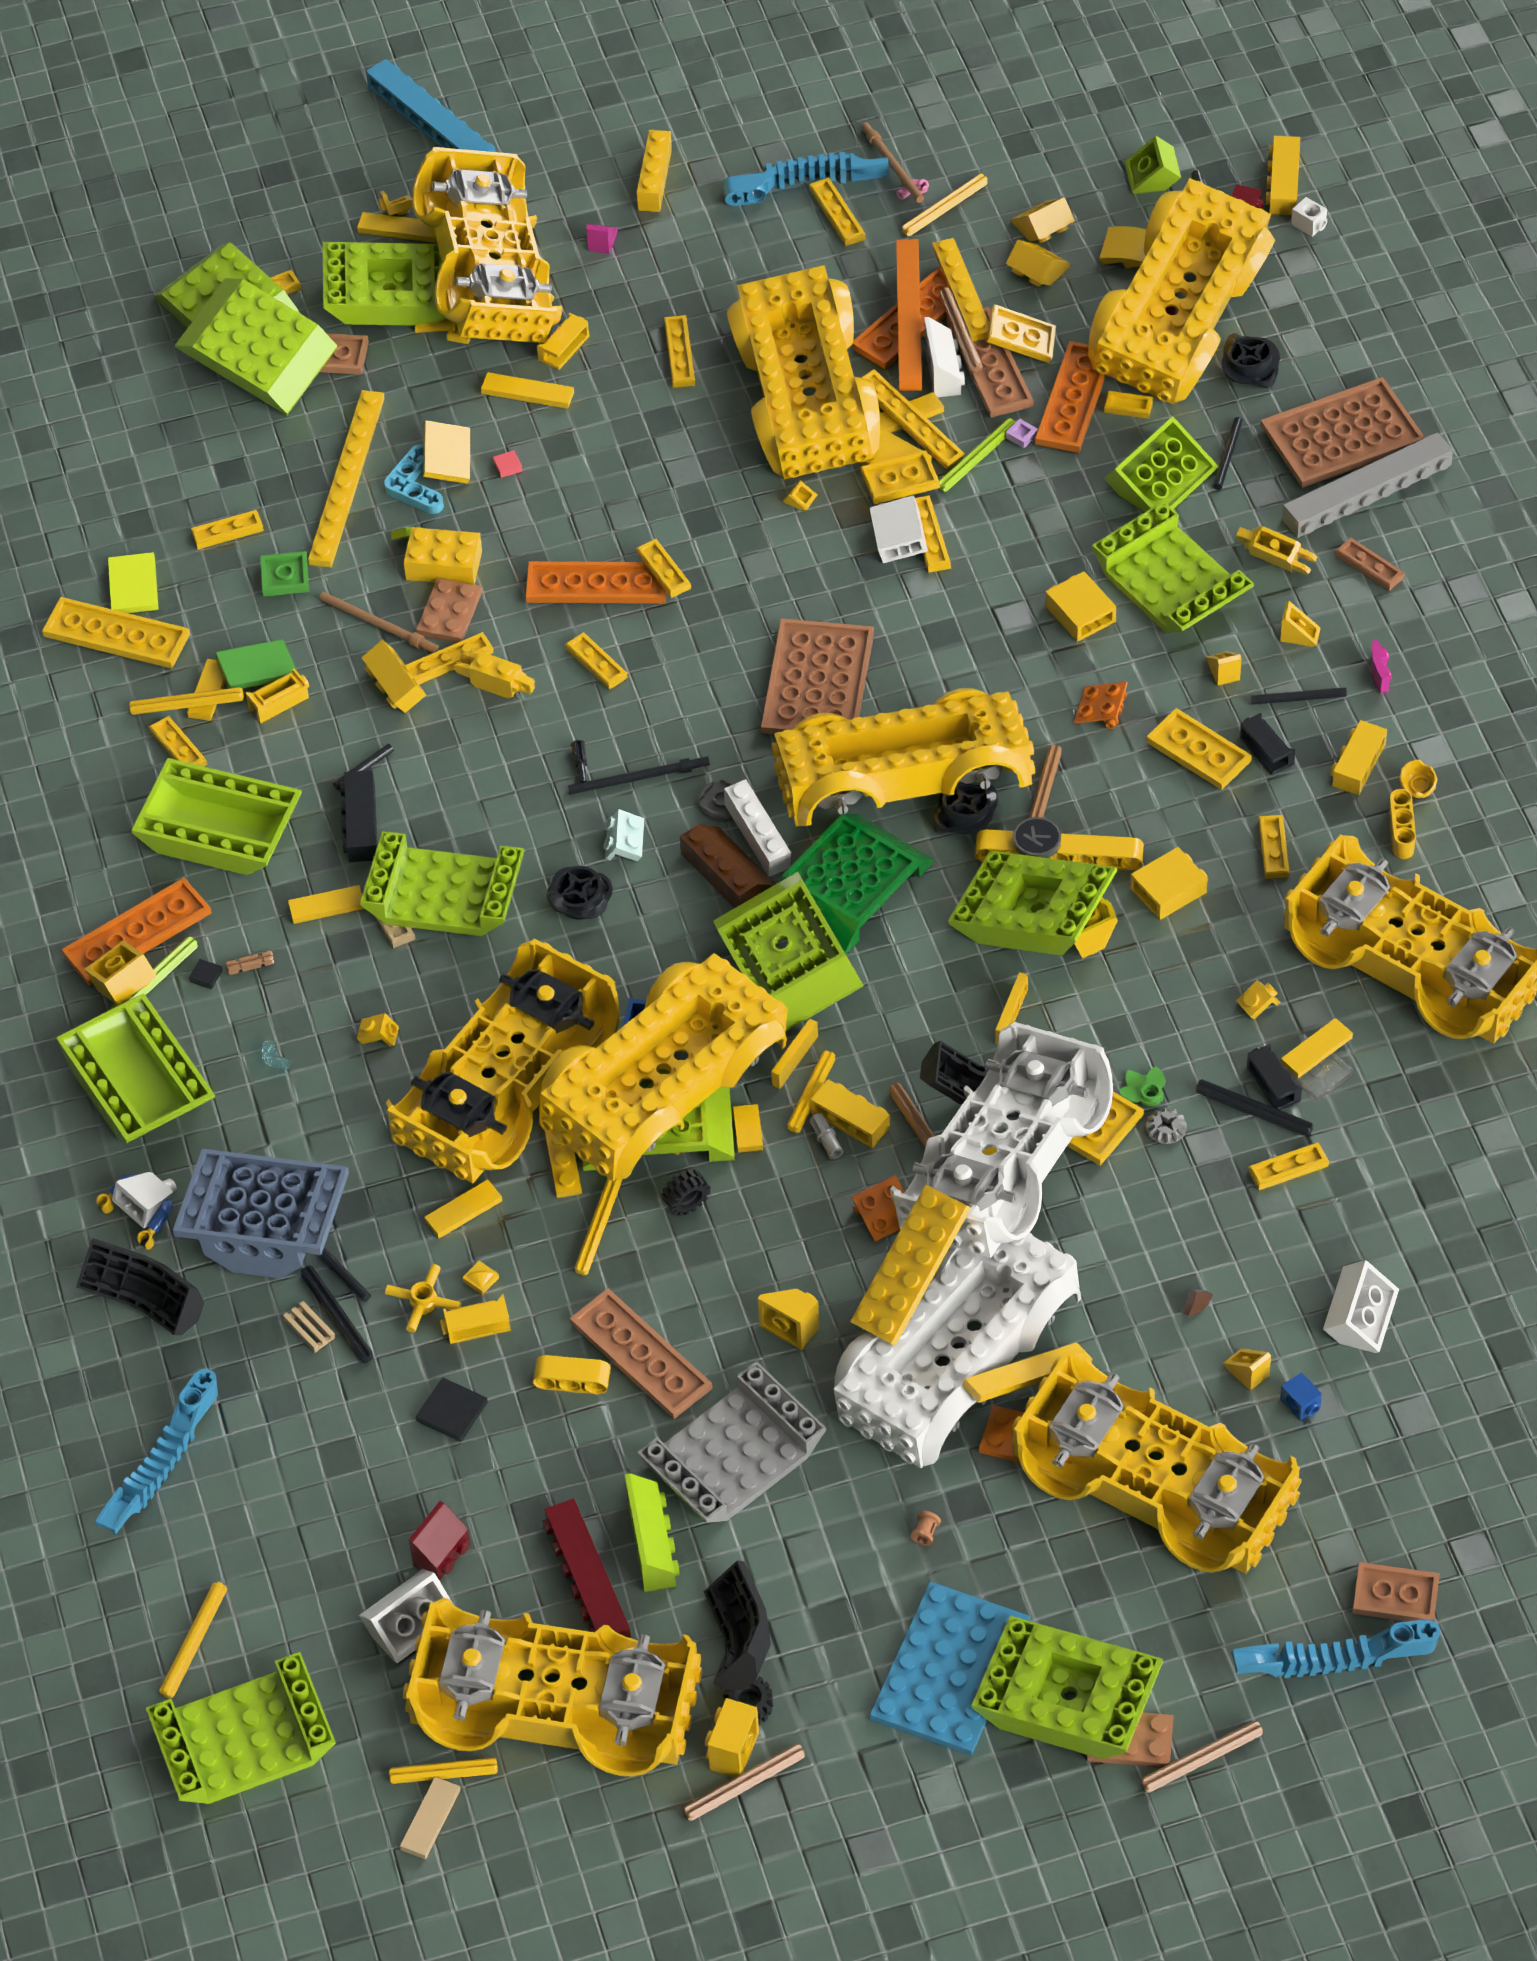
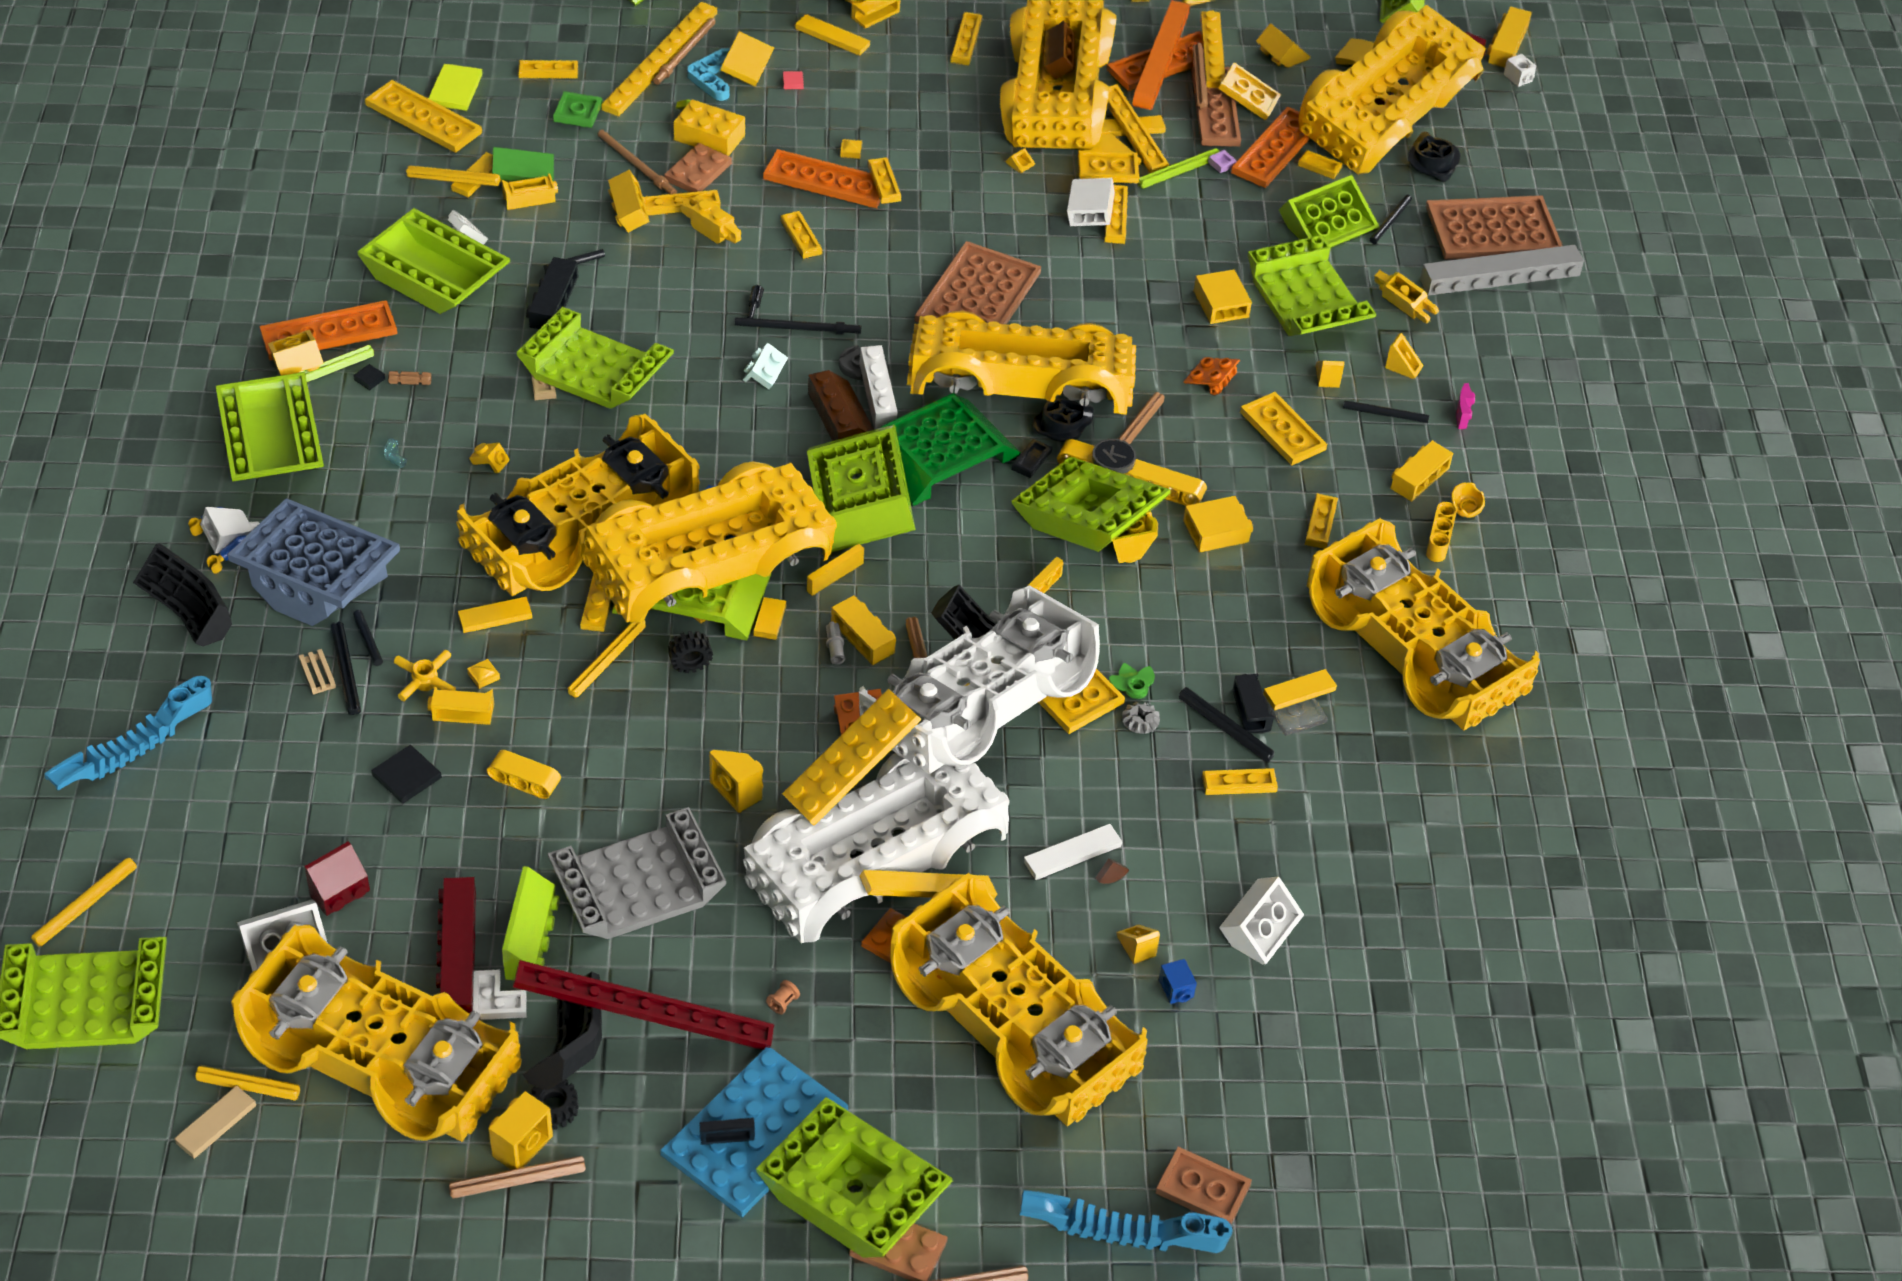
camera: 10 degrees right, 5 degrees down
(176, 742) = (431, 203): yellow tile -> none
(230, 762) = (464, 226): none -> white plate
(325, 904) = (490, 352): yellow tile -> none
(361, 491) = (667, 69): none -> medium nougat bar
(579, 892) = (707, 397): black piece -> none
(607, 535) = (851, 149): none -> yellow tile
(641, 1353) = (593, 774): nougat plate -> none
(645, 1618) = (492, 1002): none -> white plate
(798, 347) = (1059, 50): none -> reddish brown brick
(800, 1579) = (643, 1005): none -> dark red plate
(814, 1084) = (824, 614): yellow axle -> none
(929, 1677) = (727, 1131): none -> black tile
(942, 359) = (1177, 93): white slope -> none
(947, 862) = (1031, 458): none -> black tile
(1044, 220) = (1300, 19): yellow slope -> none
(1150, 1291) = (1072, 851): none -> white tile
(1258, 998) = (1261, 636): yellow bracket -> none
(1266, 744) = (1343, 440): black window -> none
(1369, 564) = (1483, 329): nougat tile -> none

